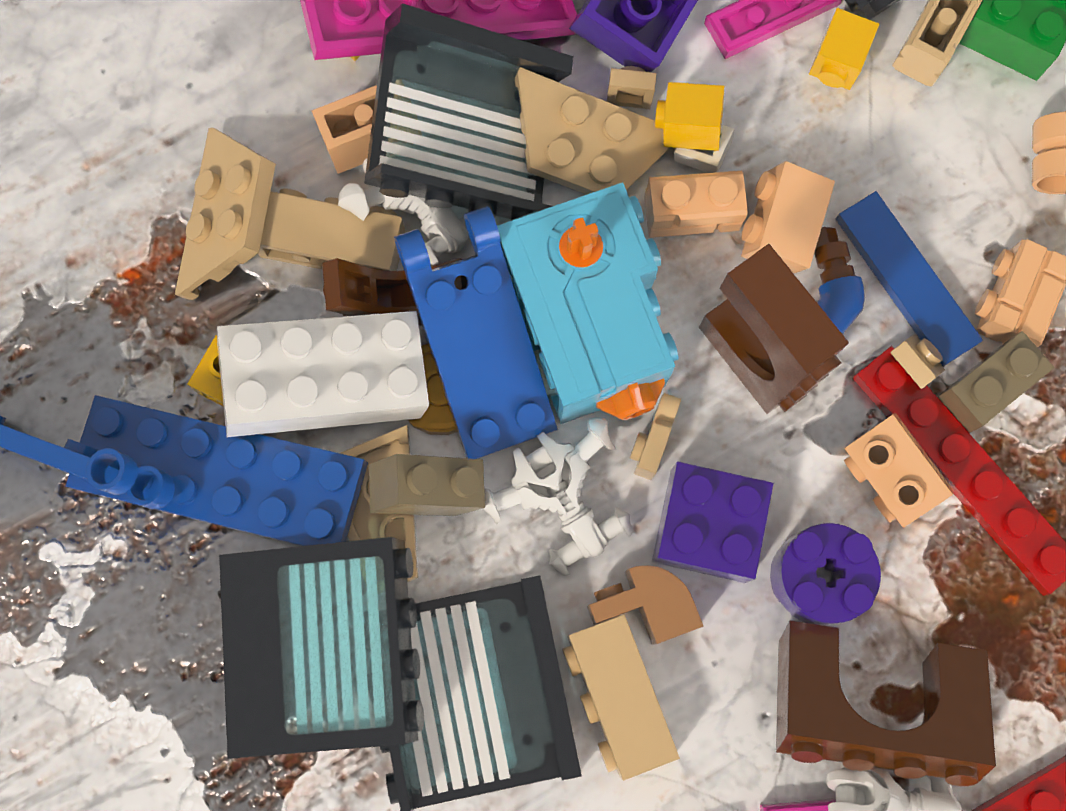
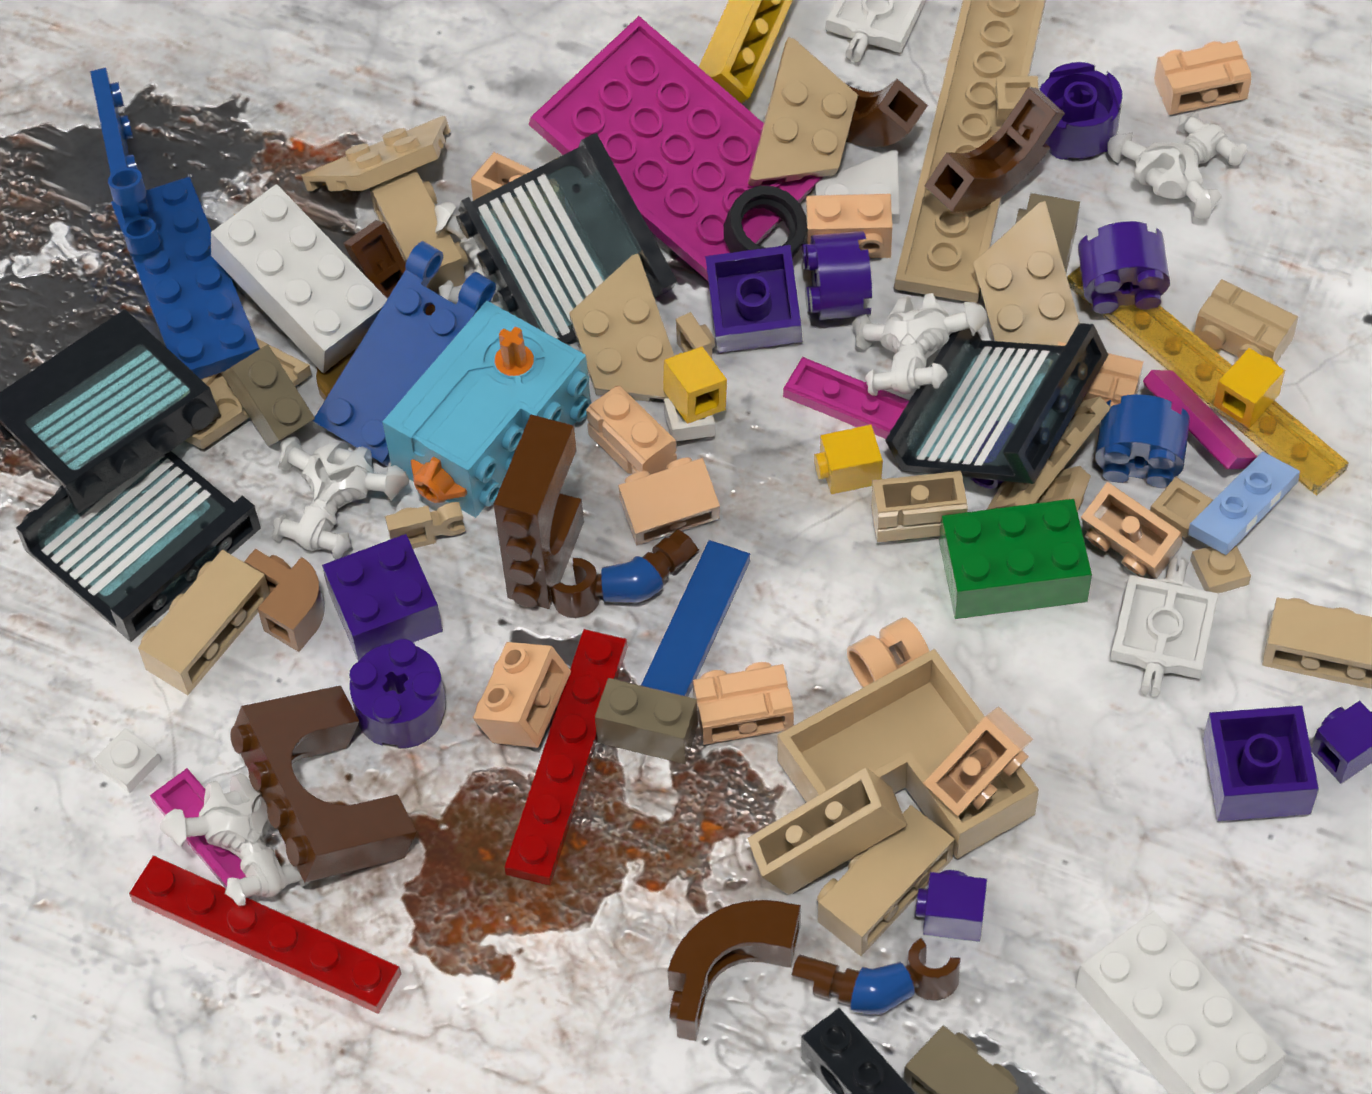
camera: 60 degrees right, 20 degrees down
(919, 360) = (625, 658): tan plate -> none

